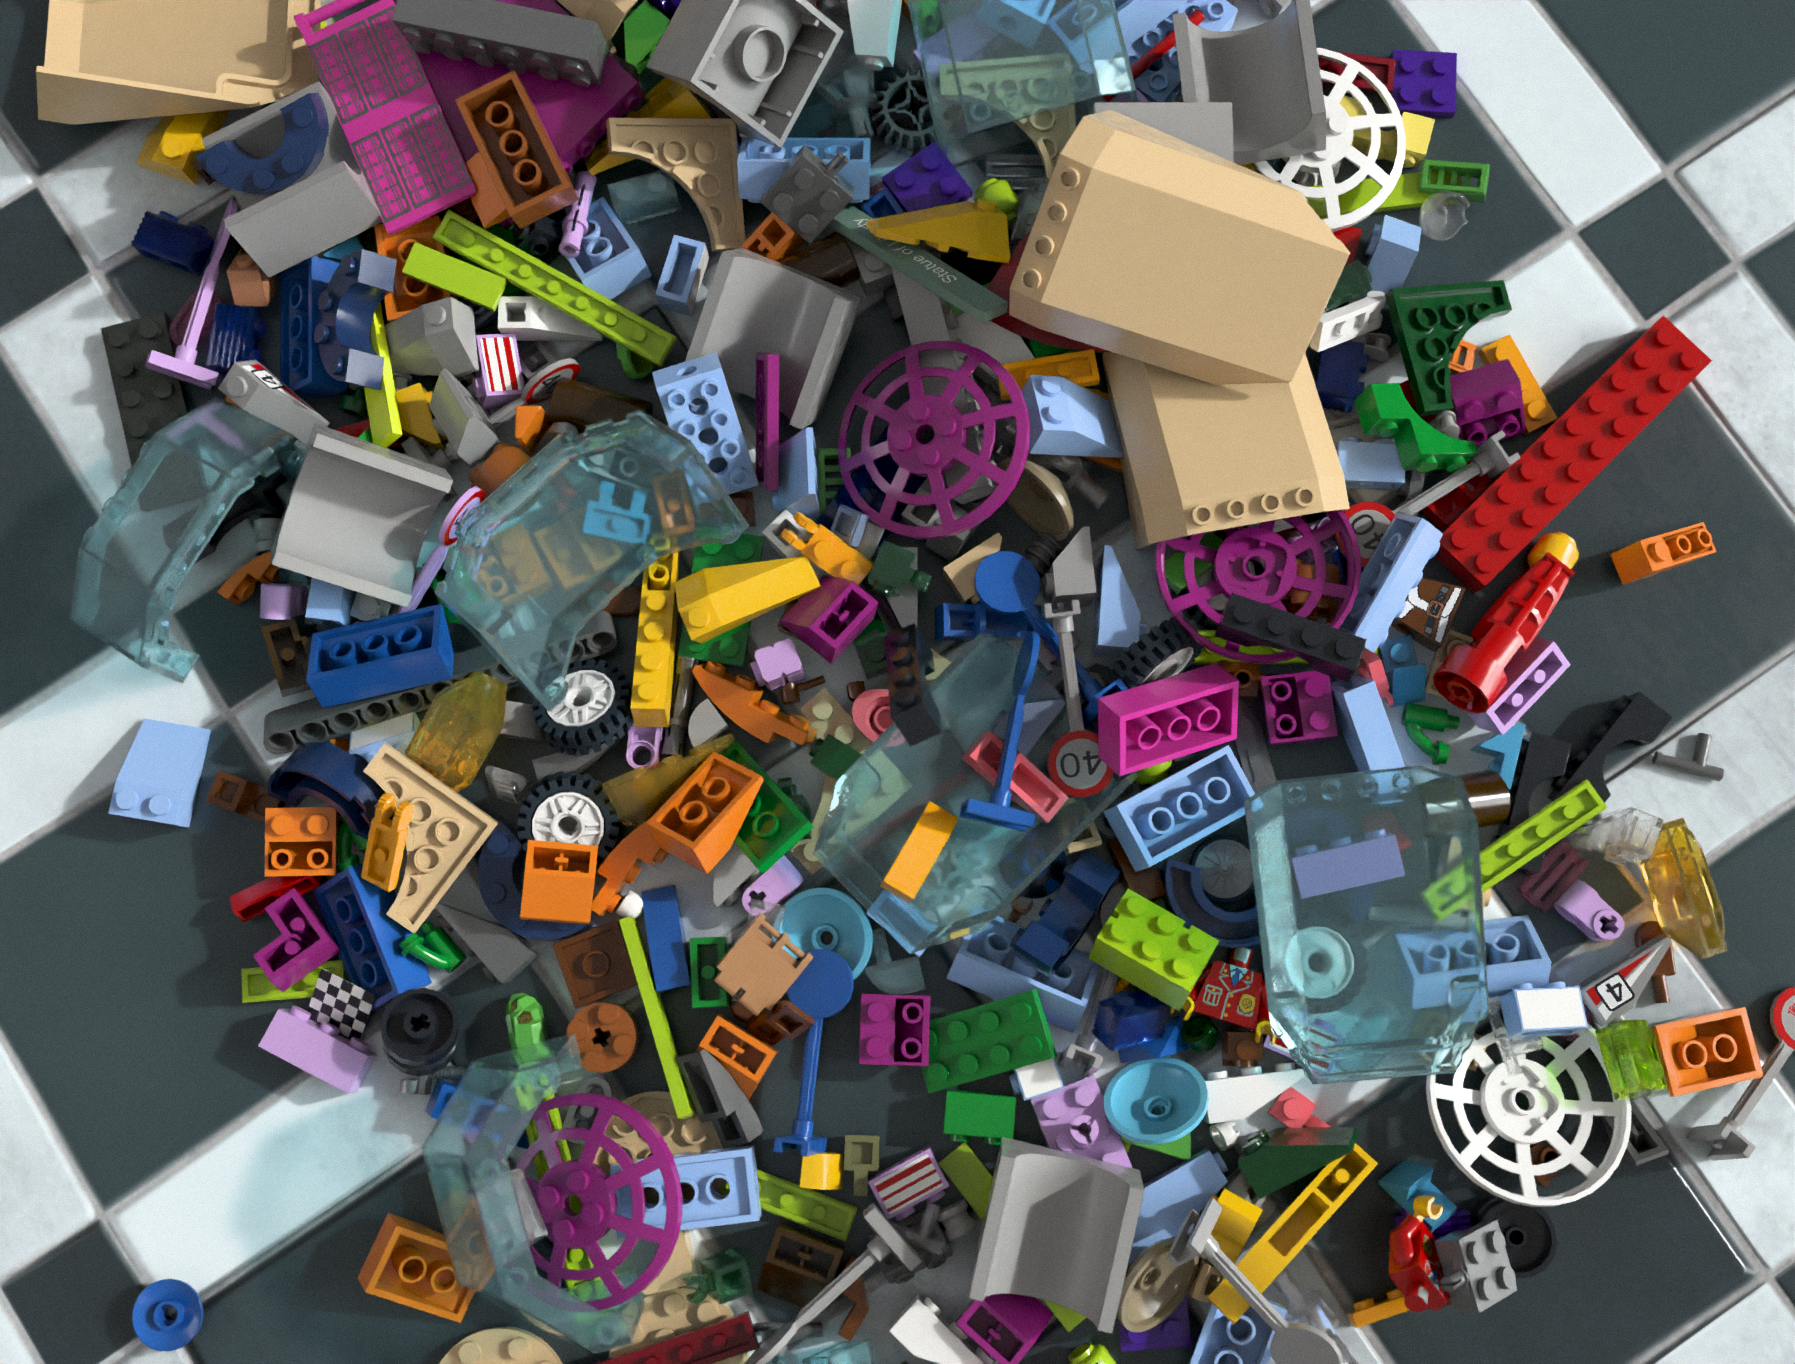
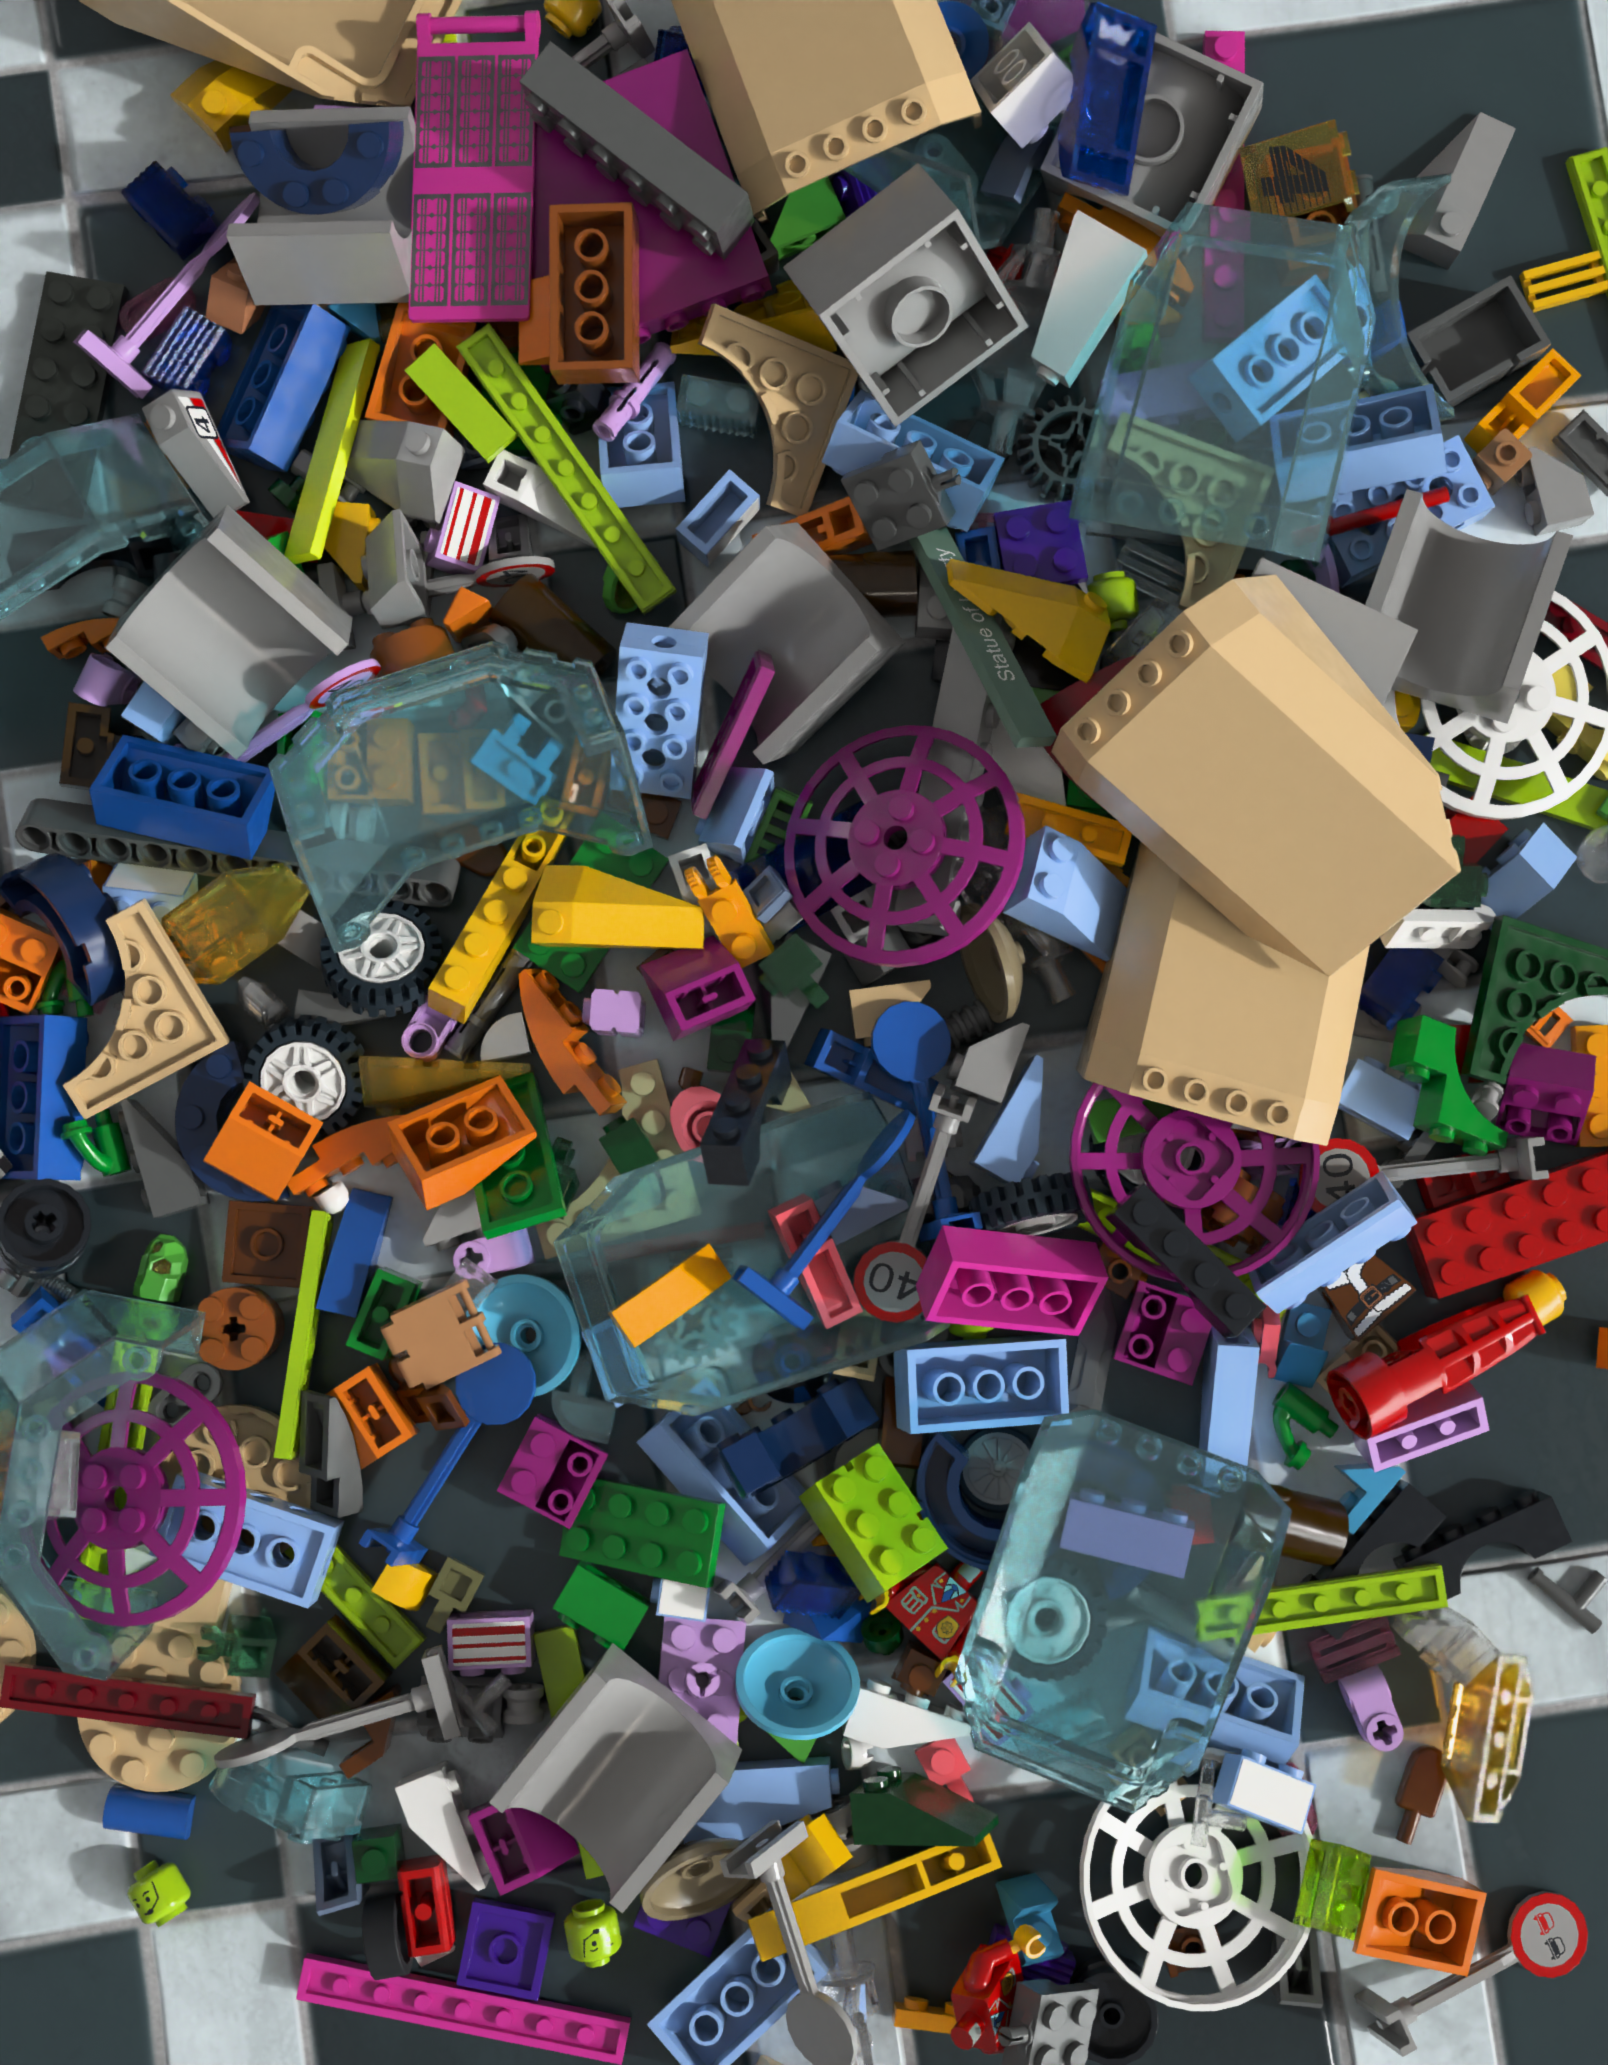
camera: 20 degrees right, 5 degrees up
(347, 318) = (318, 397): dark blue brick -> none
(386, 842) = (96, 1009): light orange hinge -> none
(790, 691) = (617, 1047): reddish brown hand -> none
(1620, 984) = (1361, 1802): slope -> none

